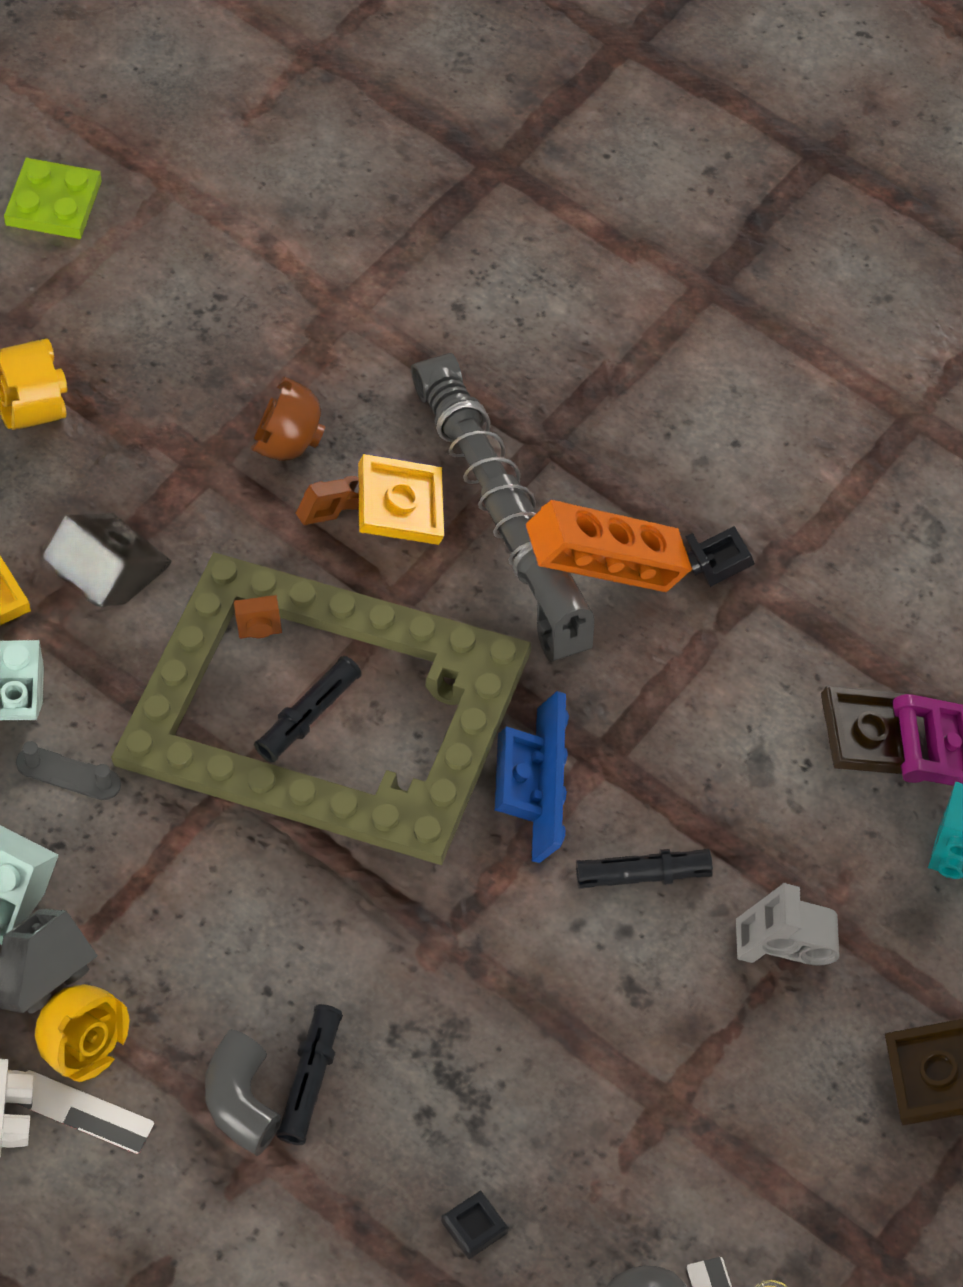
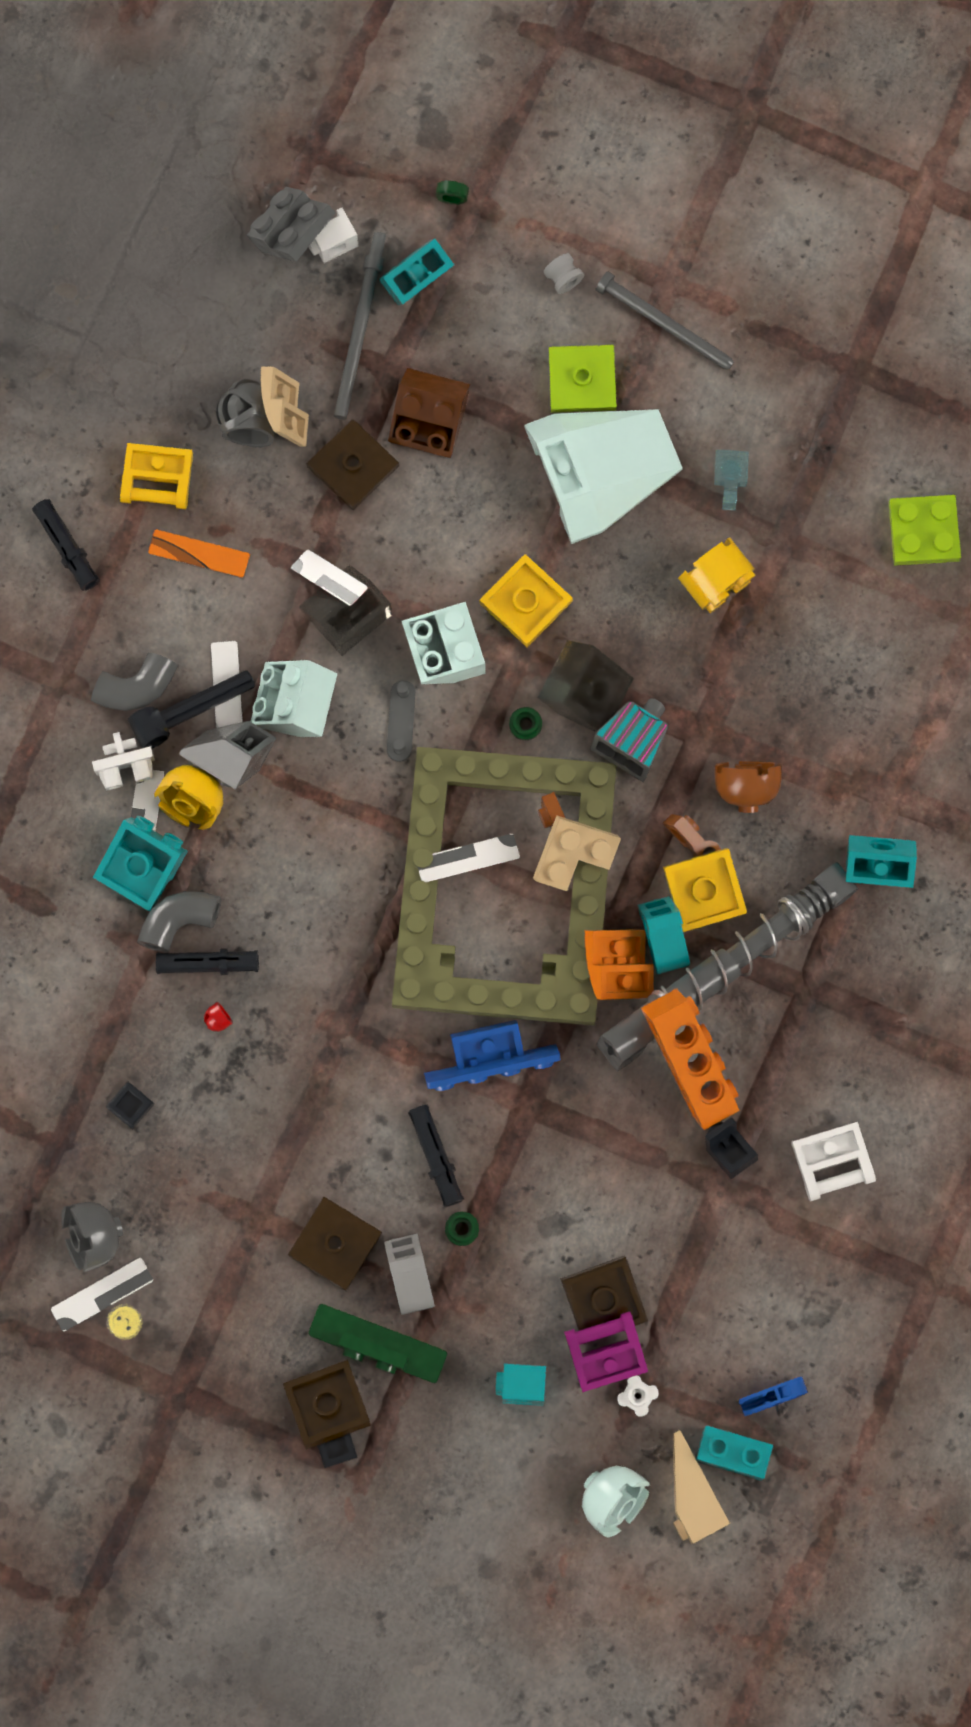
camera: 80 degrees right, 20 degrees up
(123, 625) = (525, 713): none -> dark green plate
(146, 1120) = (140, 862): none -> teal plate
(193, 521) = (632, 737): none -> dark grey torso
(276, 695) = (471, 857): none -> white sticker
(295, 721) = (484, 874): black pin -> none
(306, 603) = (567, 845): none -> tan plate
(389, 1080) = (217, 1018): none -> red hinge
(425, 321) = (881, 861): none -> teal brick
(439, 550) = (664, 934): none -> teal tile
(476, 608) = (618, 964): none -> orange slope
(727, 1016) = (335, 1243): none -> dark brown plate
(744, 853) = (469, 1220): none -> dark green plate
(745, 466) = (829, 1150): none -> white plate
(869, 998) = (377, 1343): none -> dark green bracket

